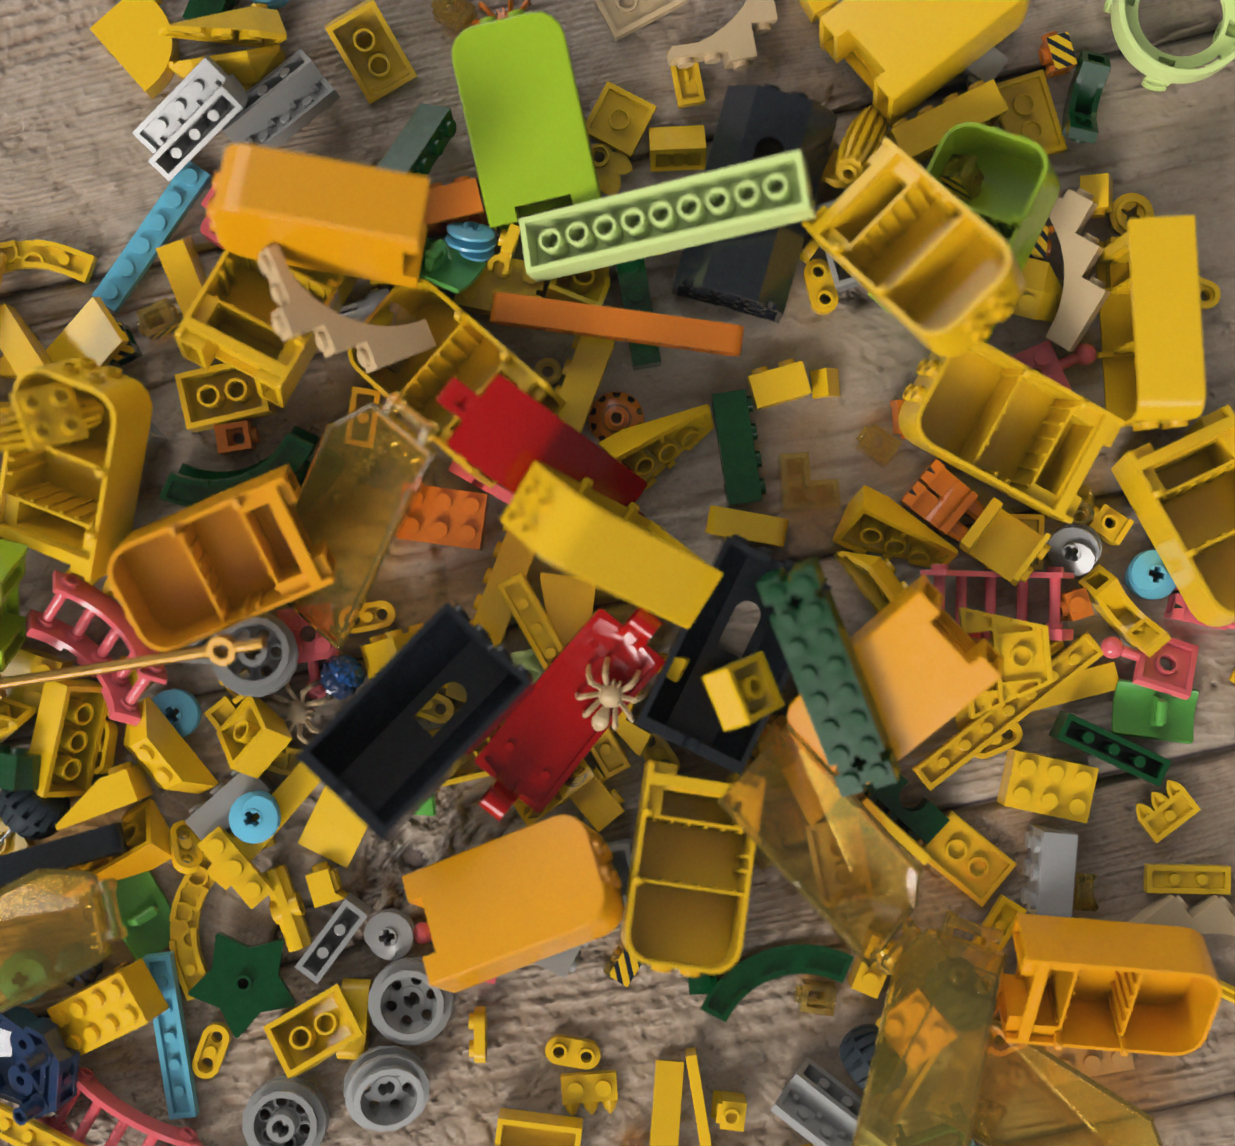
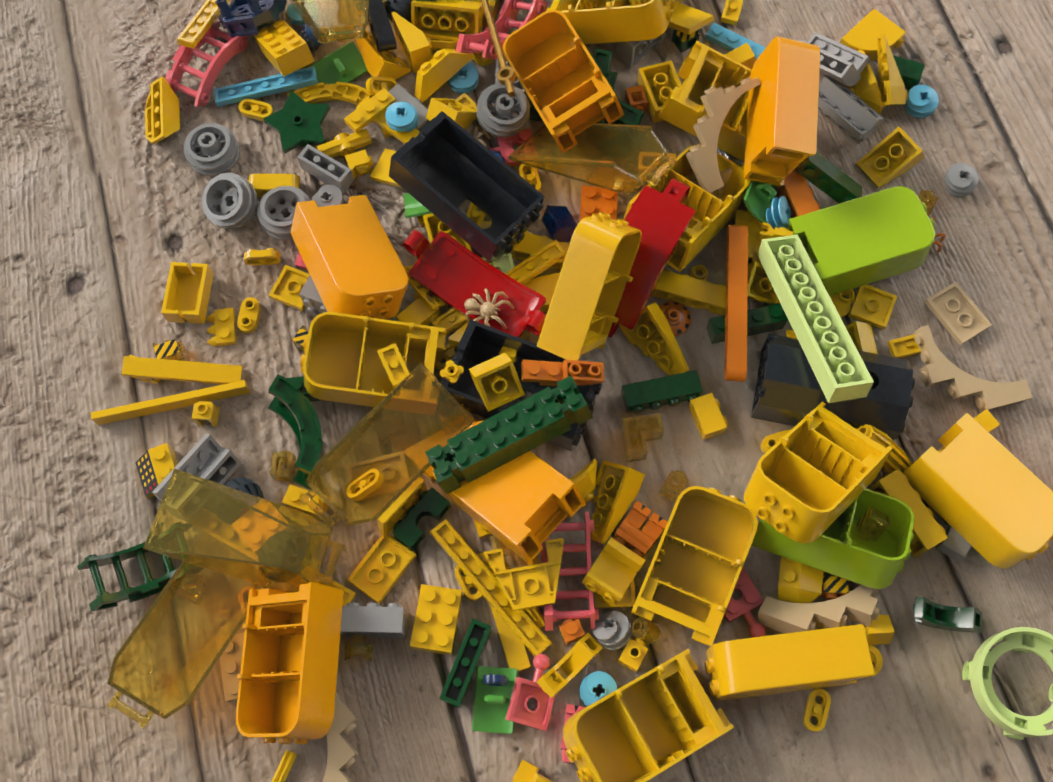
camera: 90 degrees right, 20 degrees down
(313, 1031) = (265, 157): yellow slope -> none
(458, 576) = (559, 223): none -> clear blue brick
(532, 991) = (288, 287): none -> yellow plate
(711, 839) = (393, 364): none -> yellow plate
(714, 755) = (452, 377): none -> yellow plate
(736, 594) = (550, 373): none -> orange slope
(749, 525) = (608, 402): yellow beam -> none
(825, 383) = (713, 450): yellow slope -> none
(862, 879) = (365, 484): none -> yellow plate
(1032, 111) = (925, 578): yellow tile -> none
(1056, 54) = (973, 594): brick -> none
(1137, 710) = (495, 680): none -> dark blue tile
(1167, 812) = (419, 713): yellow plate -> none
(1187, 879) = (368, 734): yellow plate -> none

